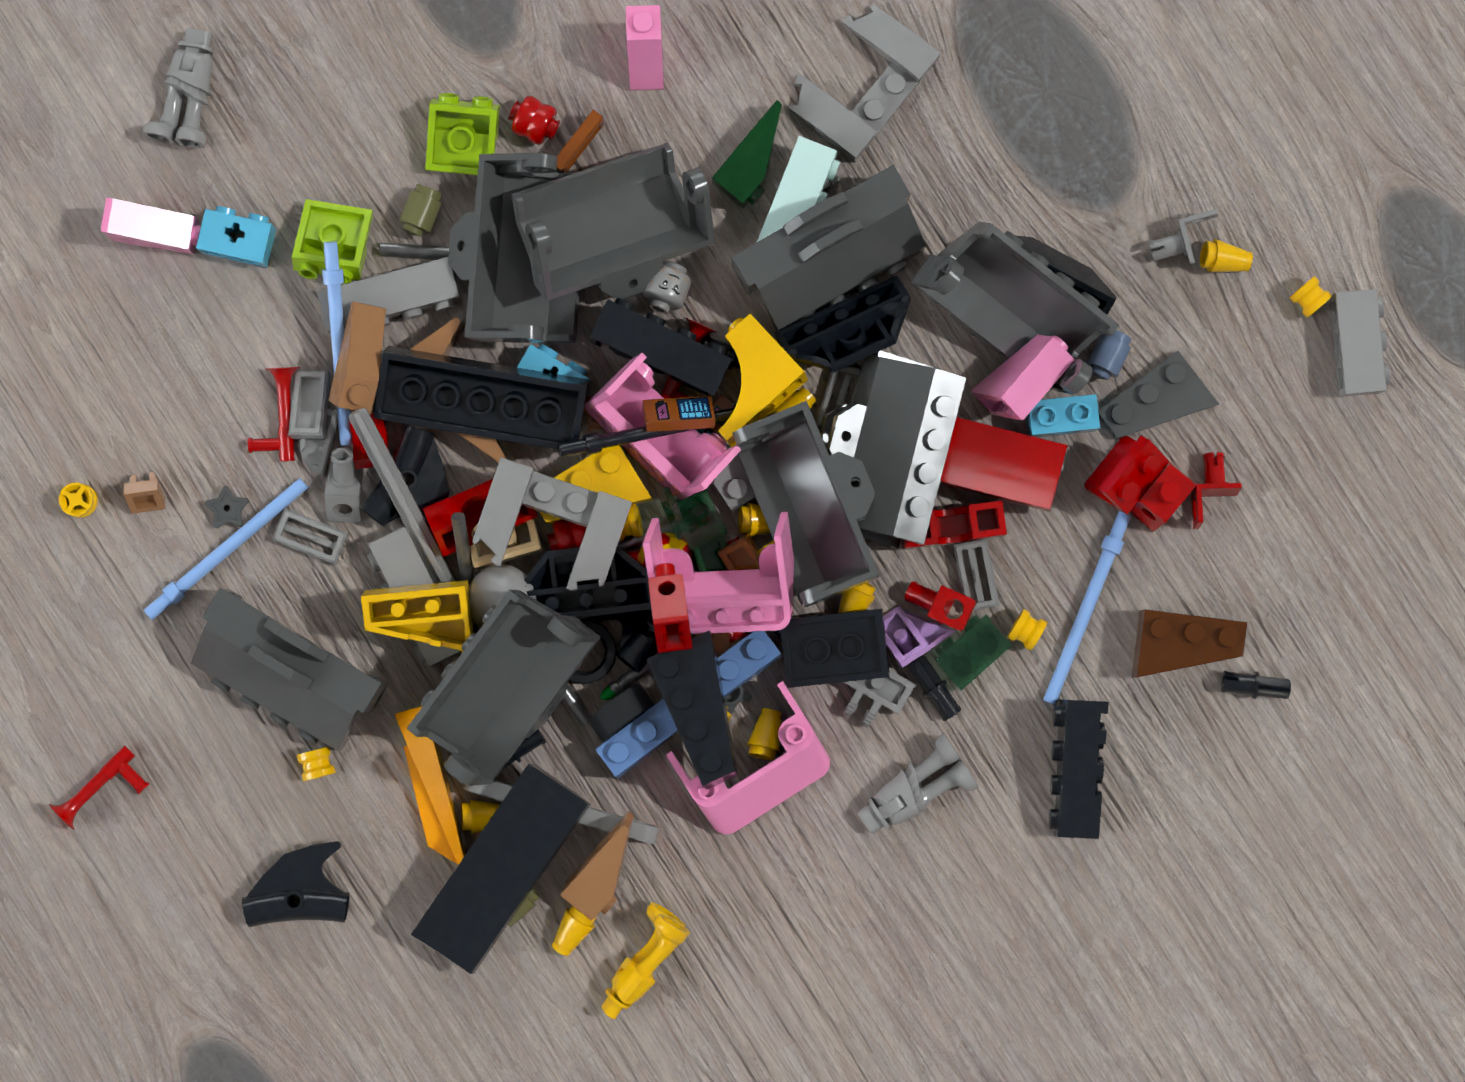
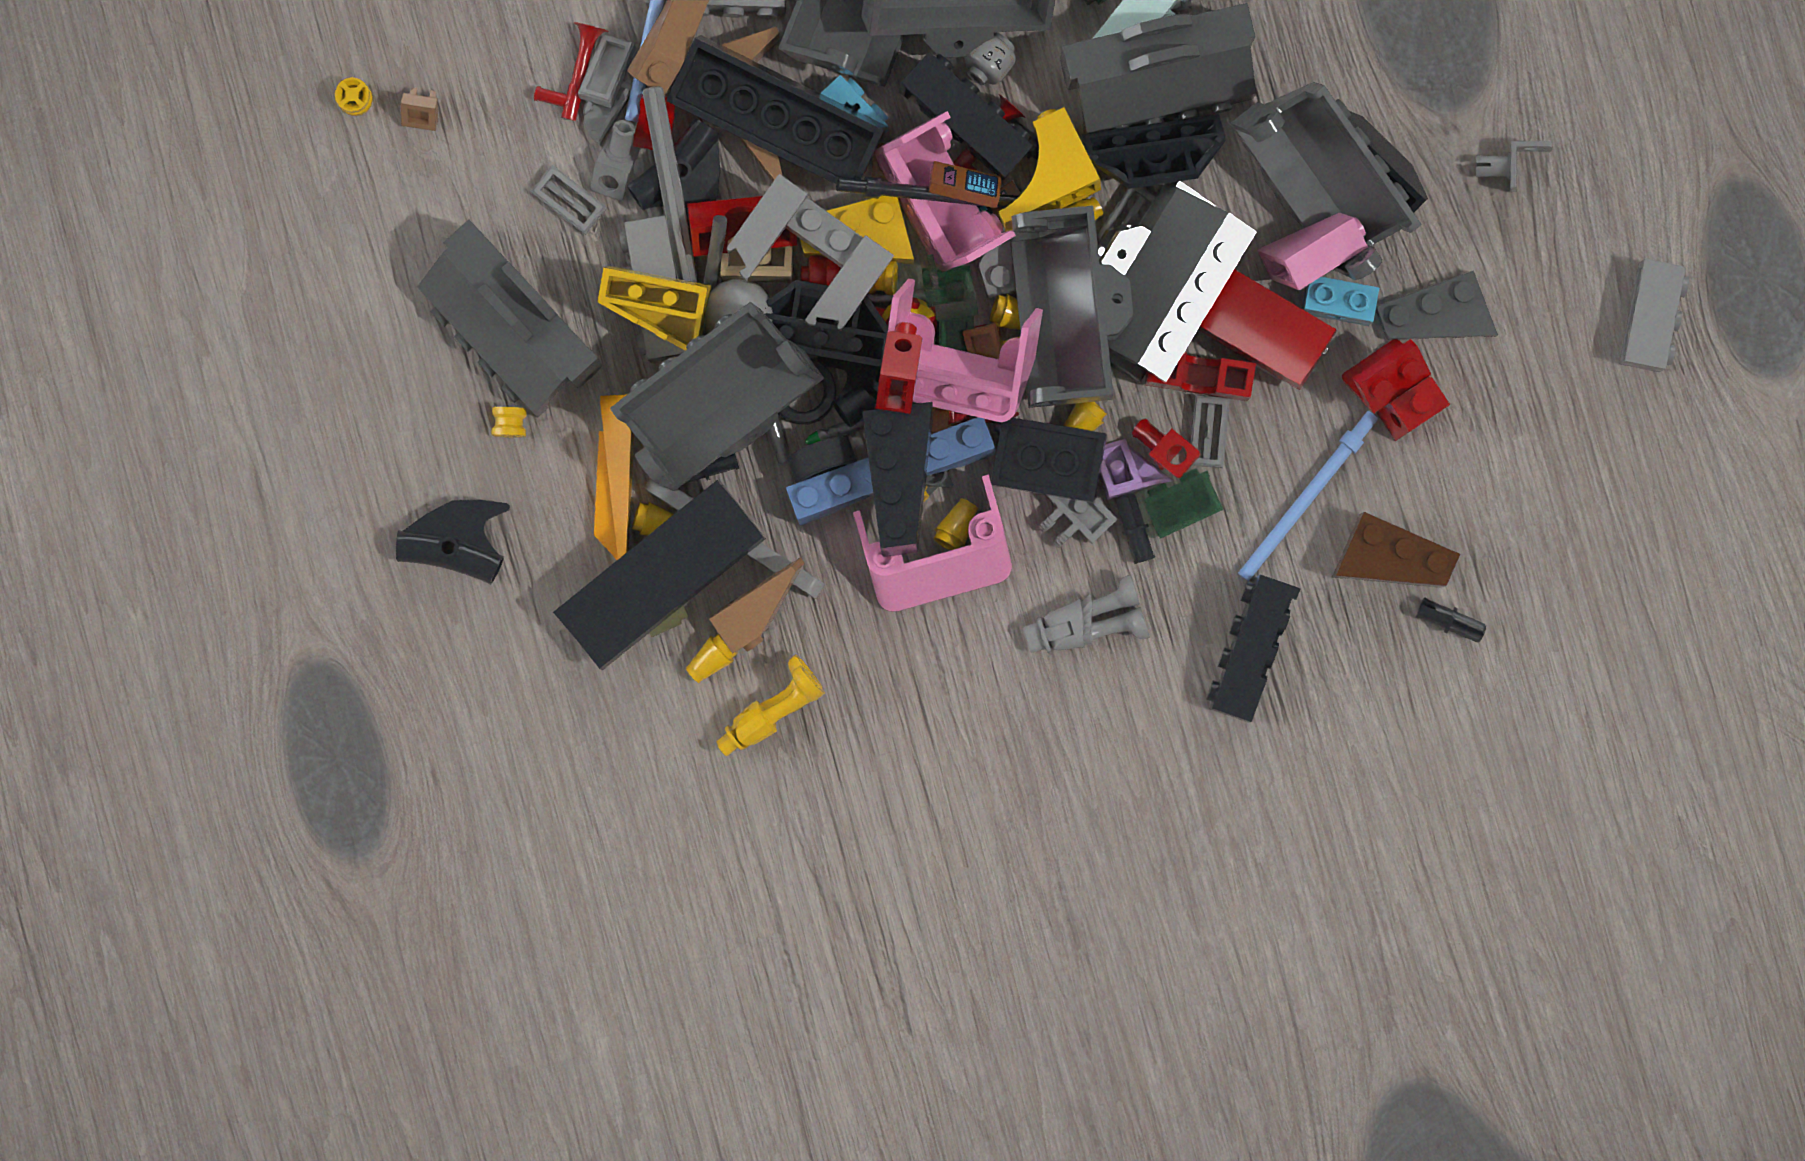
camera: 20 degrees right, 0 degrees up
(117, 764) = (314, 365): red piece -> none
(175, 592) = (421, 213): light blue bar -> none
(233, 515) = (498, 157): dark grey plate -> none
(1027, 629) = (1243, 499): yellow wheel -> none
(1109, 355) = (1404, 254): sand blue brick -> none
(1213, 487) = (1468, 413): red bracket -> none
(1223, 257) = (1545, 192): yellow cone -> none
(1310, 296) = (1619, 256): yellow wheel -> none

